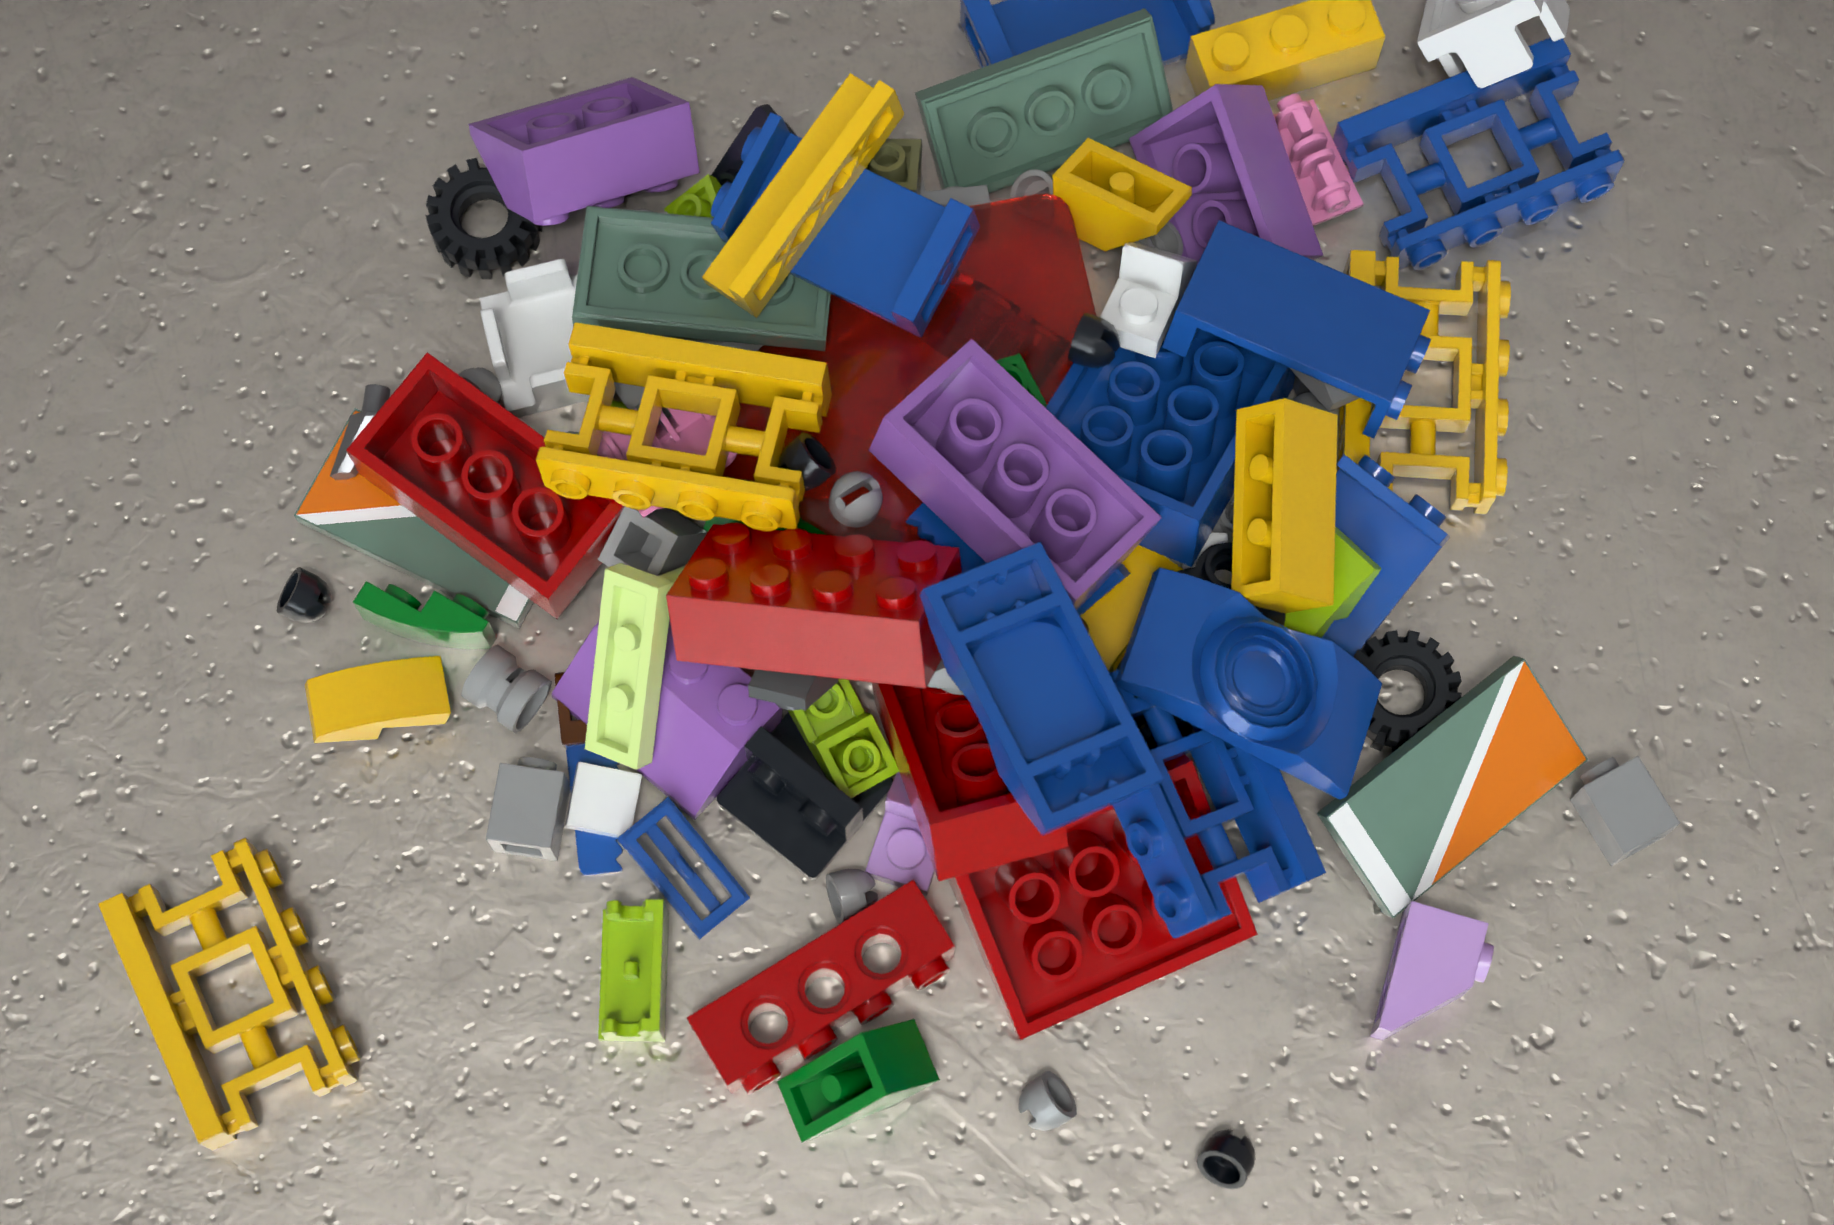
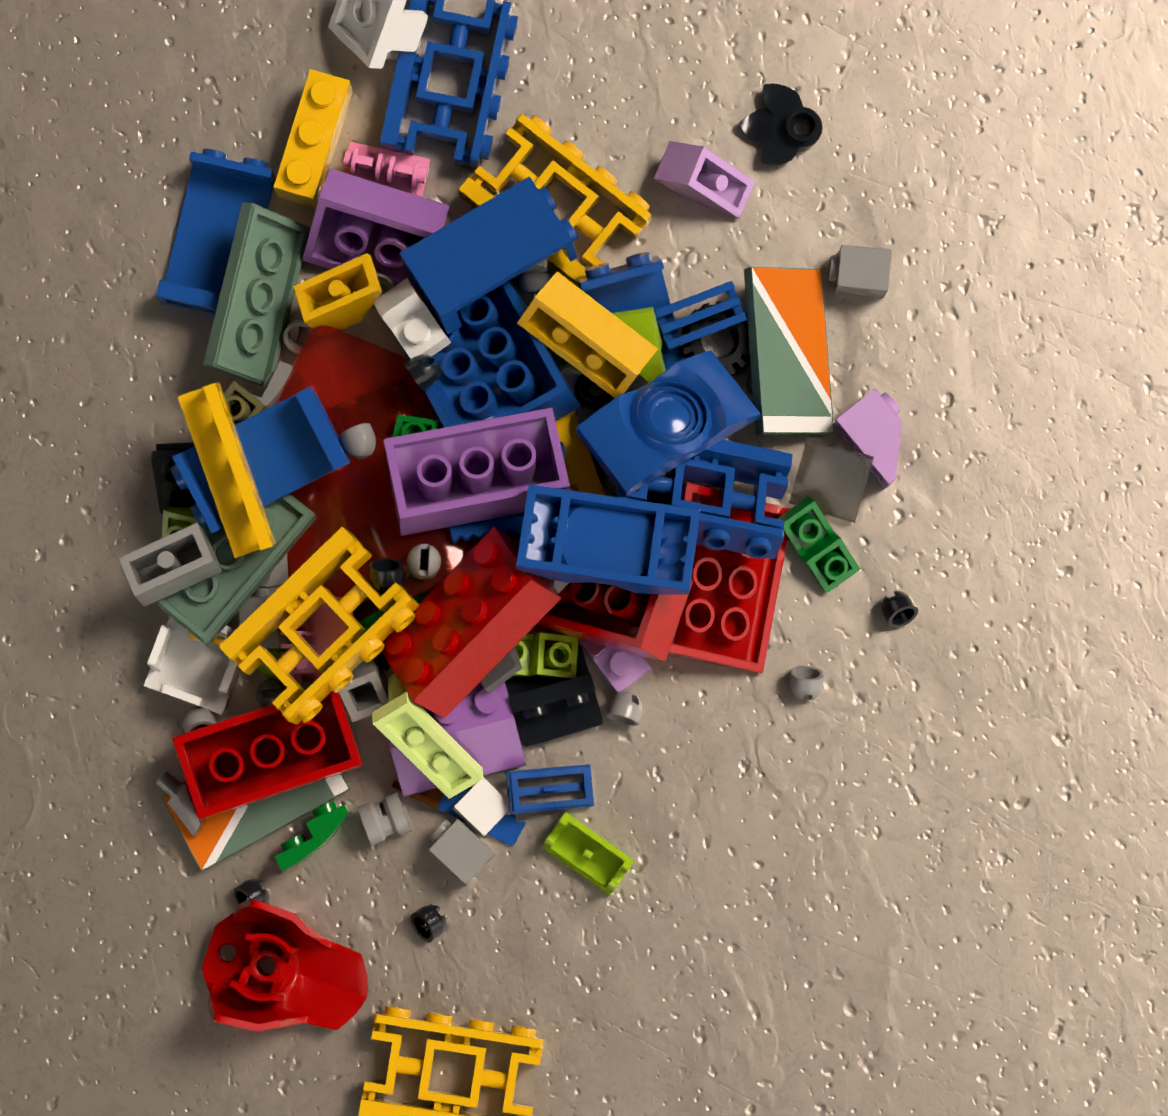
camera: 60 degrees left, 10 degrees up
(234, 735) = (311, 979): none -> red piece
(376, 696) = (341, 892): yellow slope -> none
(410, 833) = (428, 922): none -> black hinge
(462, 248) = (72, 643): black tyre -> none
(588, 149) = (87, 580): medium lavender slope -> none
(638, 203) = (170, 564): none -> light grey brick
(858, 1079) = (728, 773): green slope -> none
(897, 919) = (658, 692): red brick -> none
(952, 324) = (359, 441): none -> light grey hinge
(1235, 996) = (818, 545): none -> green slope
(1330, 952) = (832, 478): none -> clear smoke piece
(1430, 619) = (733, 302): none -> blue tile
(1590, 537) = (704, 178): none -> lavender slope
(1722, 582) = (776, 122): none -> black plate

